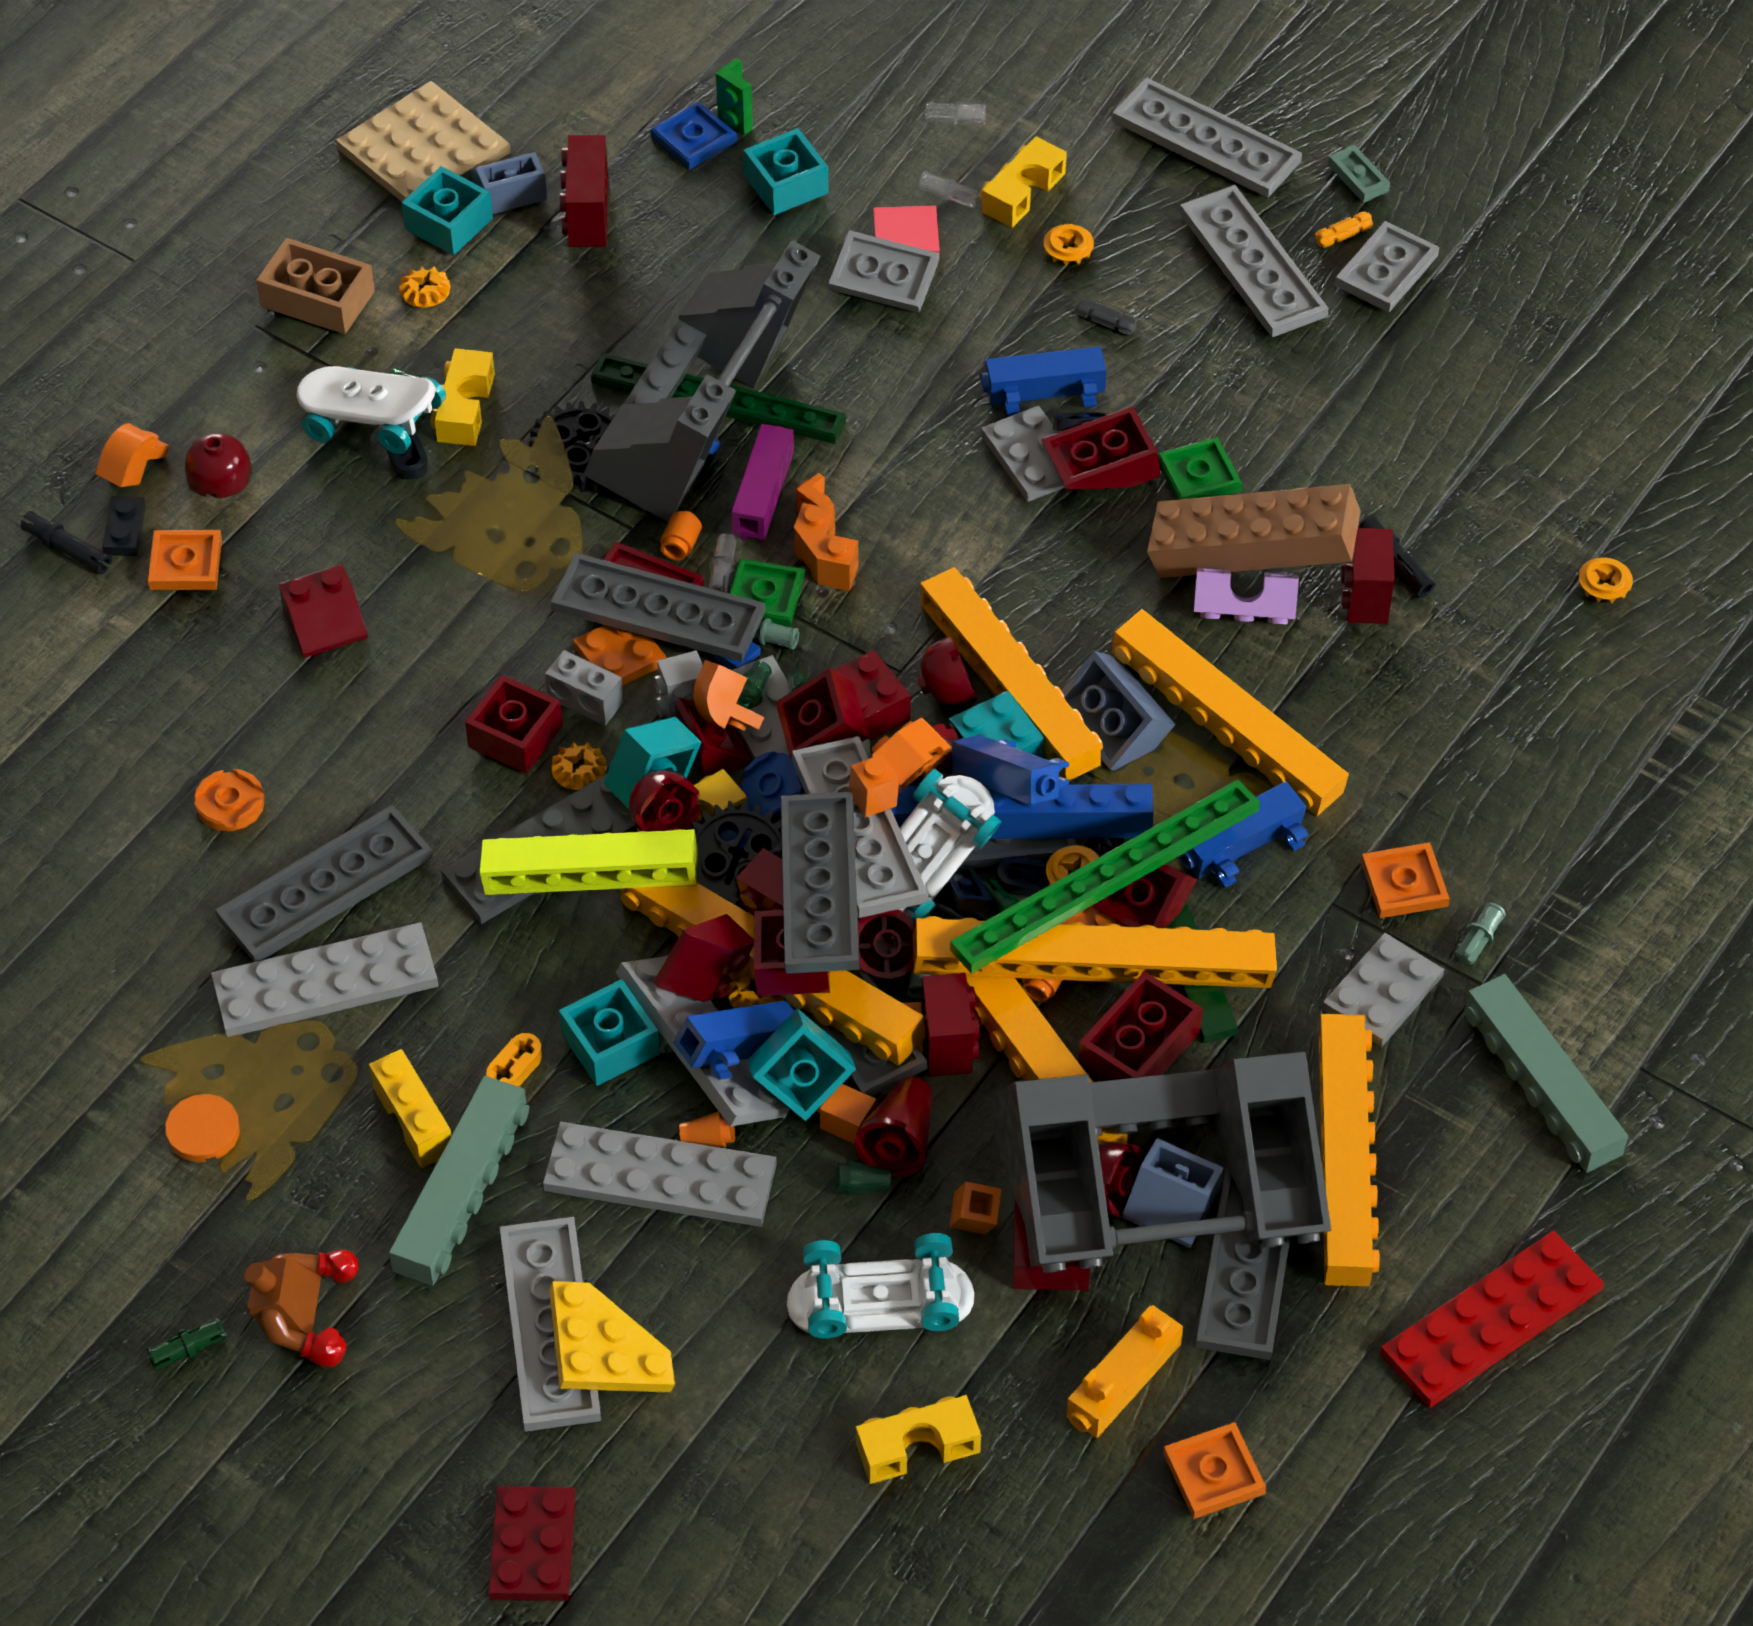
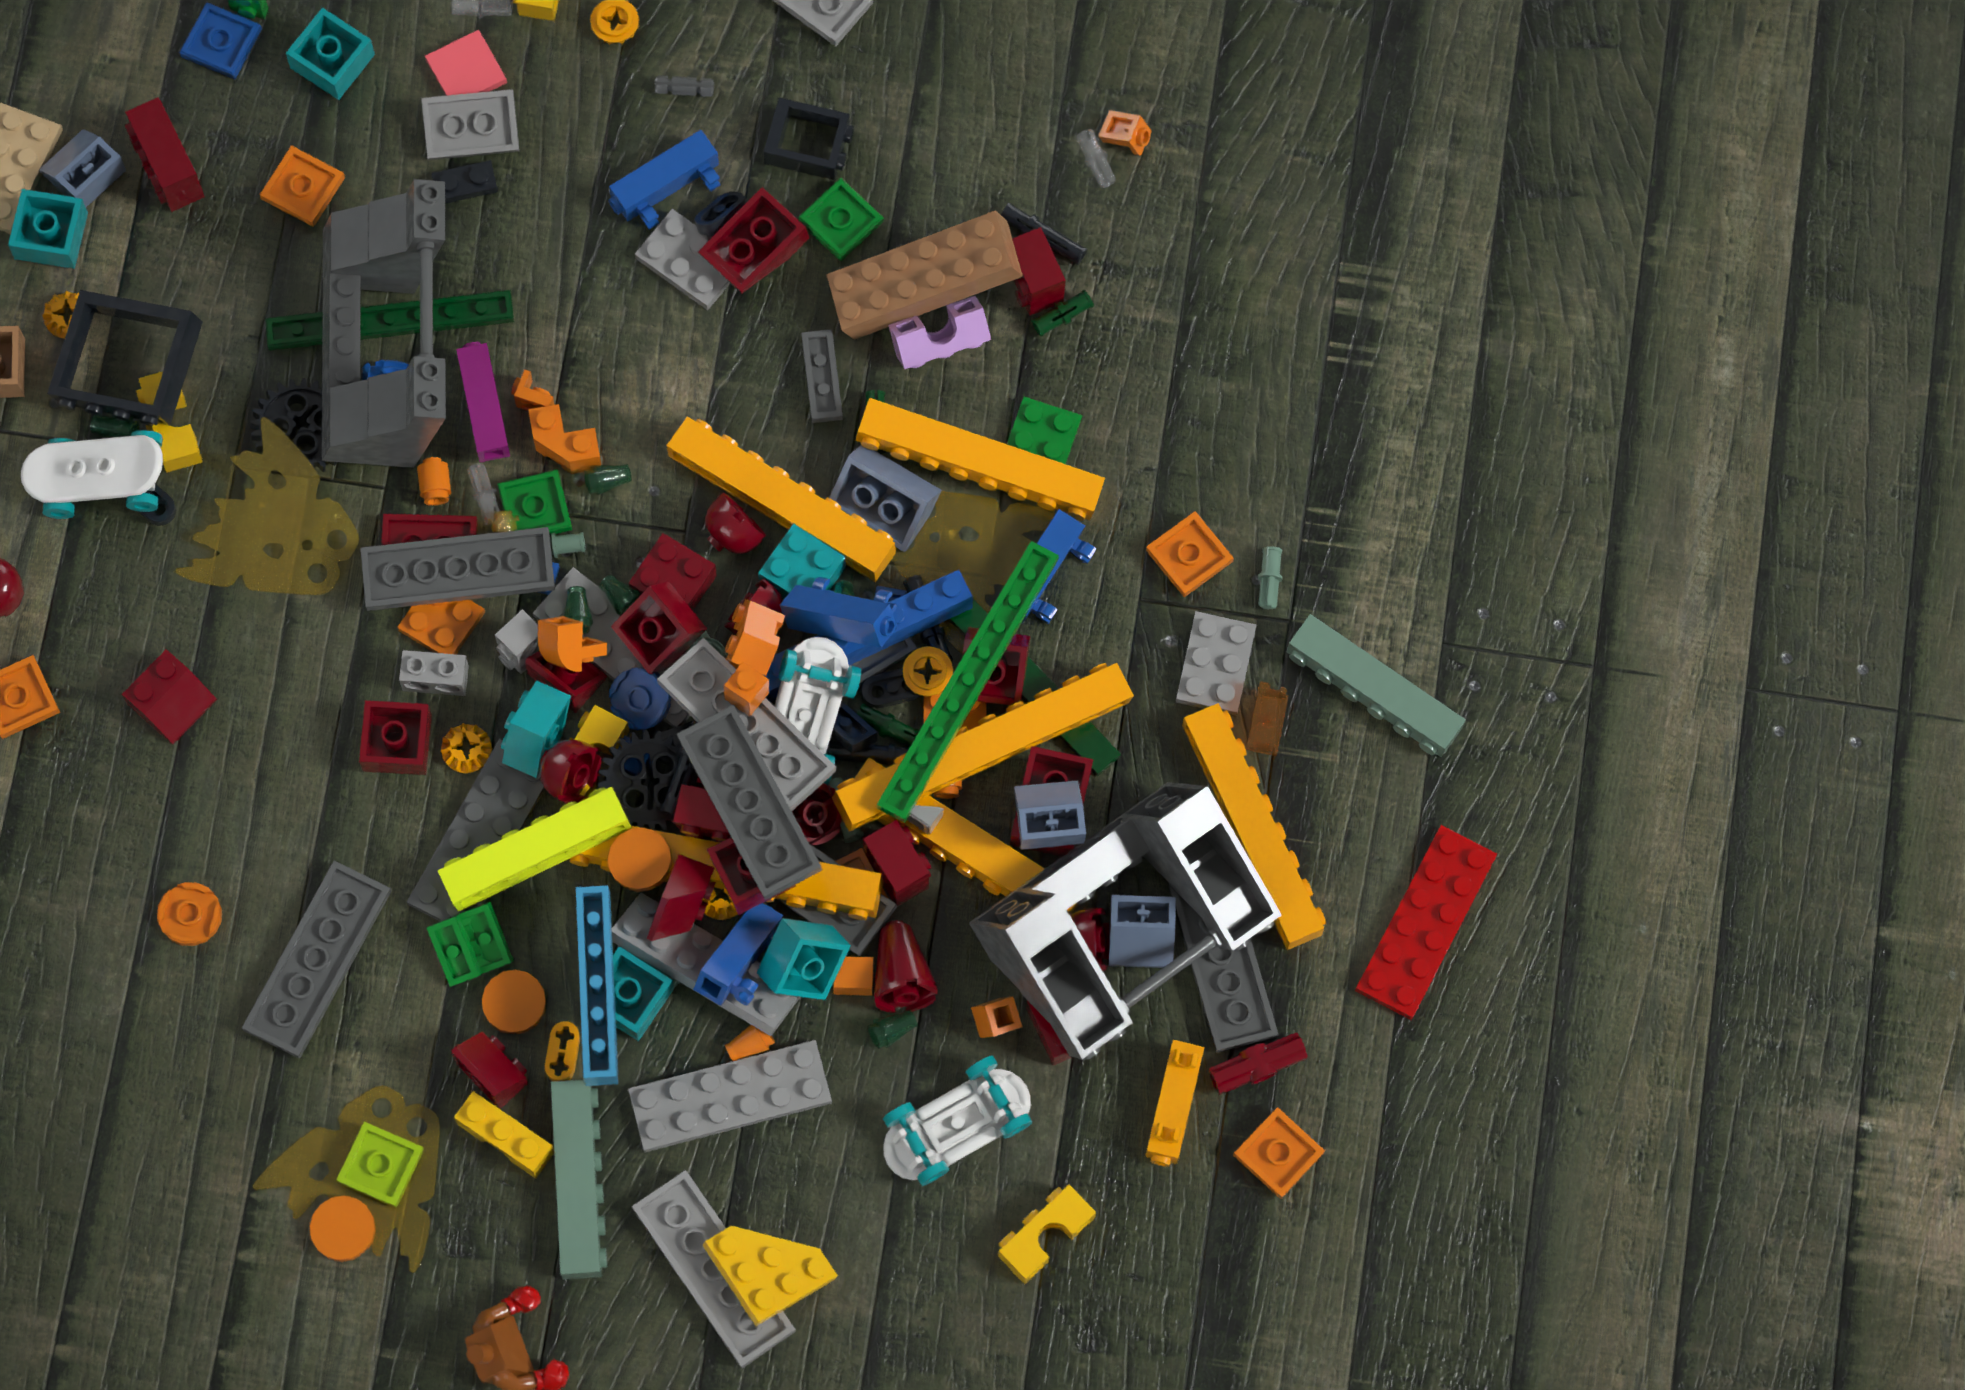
camera: 30 degrees left, 20 degrees up
(273, 1085) = (380, 1164): none -> lime plate
(324, 979) = (365, 1046): light grey plate -> none
(432, 1041) = (490, 1069): none -> dark red slope
(479, 929) = (470, 944): none -> green slope
(493, 1000) = (514, 1002): none -> orange tile
(516, 320) = (175, 369): none -> black window
(575, 994) = (596, 985): none -> dark azure brick
(684, 906) = (639, 859): none -> orange tile
(693, 258) = (302, 186): none -> orange plate
(725, 583) = (503, 521): none -> clear yellow plate
(848, 595) = (606, 477): none -> clear green cone
(852, 317) = (467, 181): none -> black plate
(998, 988) = (926, 817): none -> light grey slope
(1108, 591) = (822, 376): none -> dark grey plate
(1126, 1034) = (1050, 815): none -> sand blue slope
(1193, 366) = (801, 162): none -> black window
(1235, 1373) = (1258, 1063): none -> dark red piece
(1314, 717) = (1044, 430): none -> green plate
(1381, 628) = (1079, 302): none -> dark green pin
(1410, 1057) = (1267, 719): none -> clear orange hinge
(1483, 513) = (1096, 158): none -> clear axle
(1528, 500) = (1125, 130): none -> orange bracket
(1605, 569) = (1217, 170): light orange gear -> none

